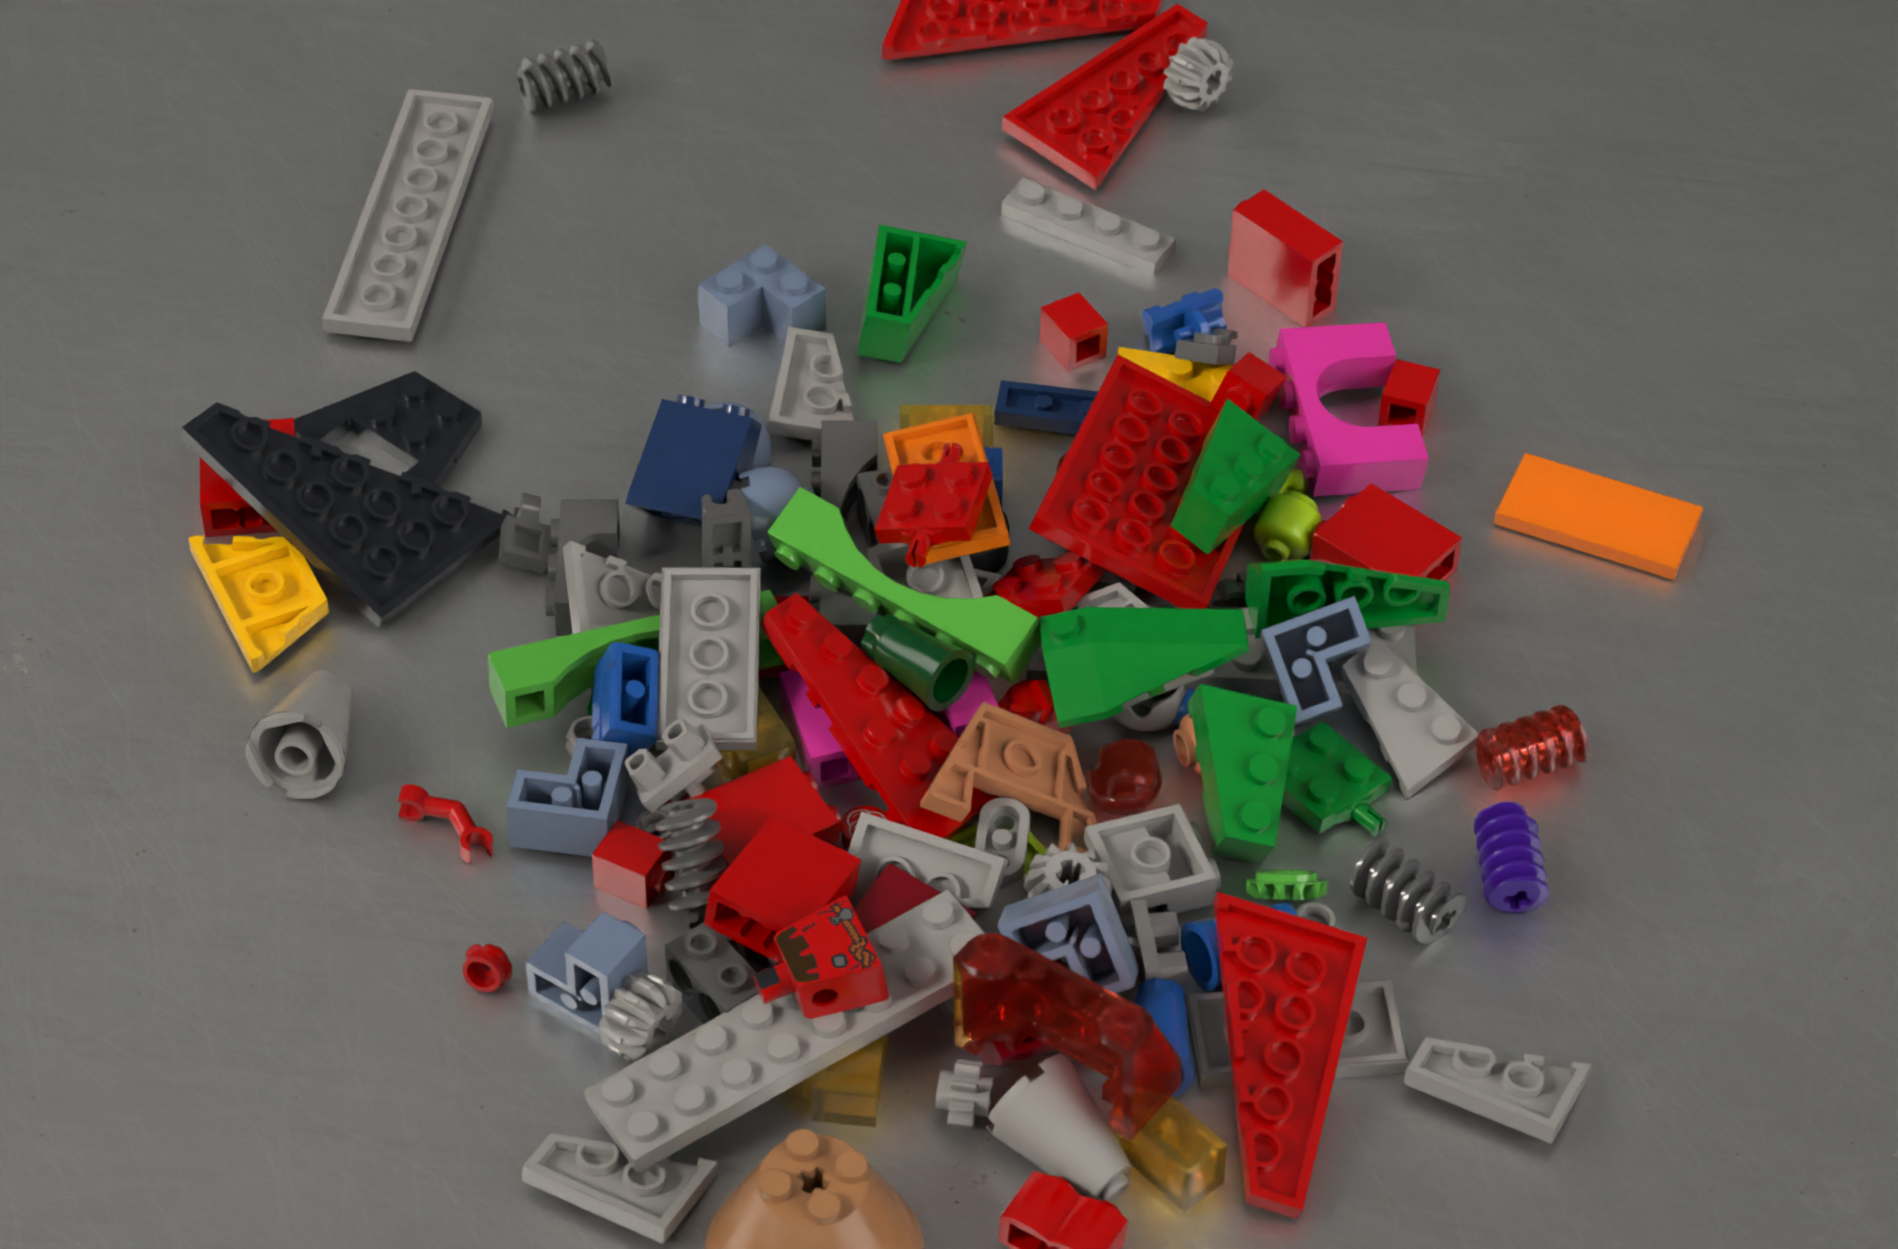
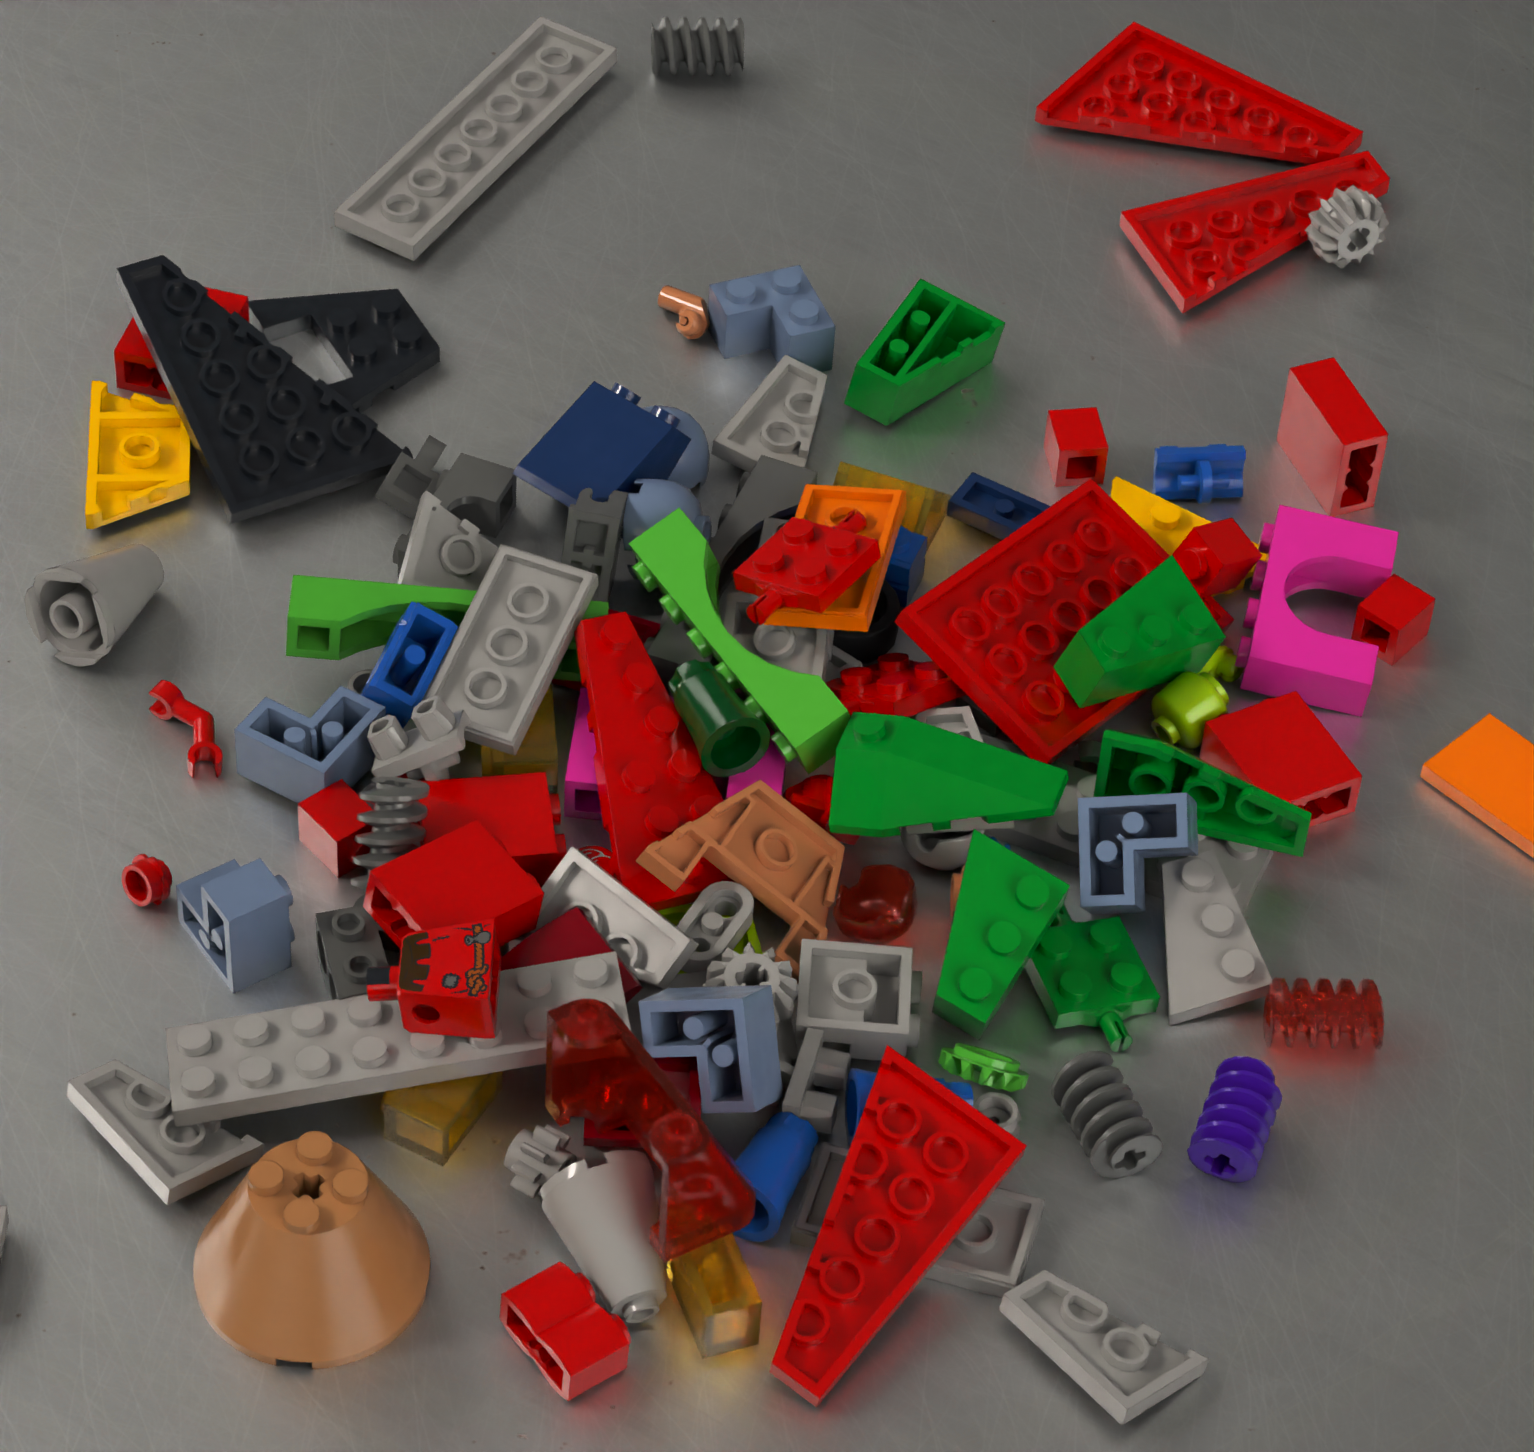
camera: 20 degrees right, 0 degrees up
(640, 1015) = (260, 974): light grey gear -> none
(680, 311) = (689, 307): none -> nougat arm
(1088, 226) = (1155, 348): light grey plate -> none
(1208, 347) = (1201, 502): dark grey plate -> none

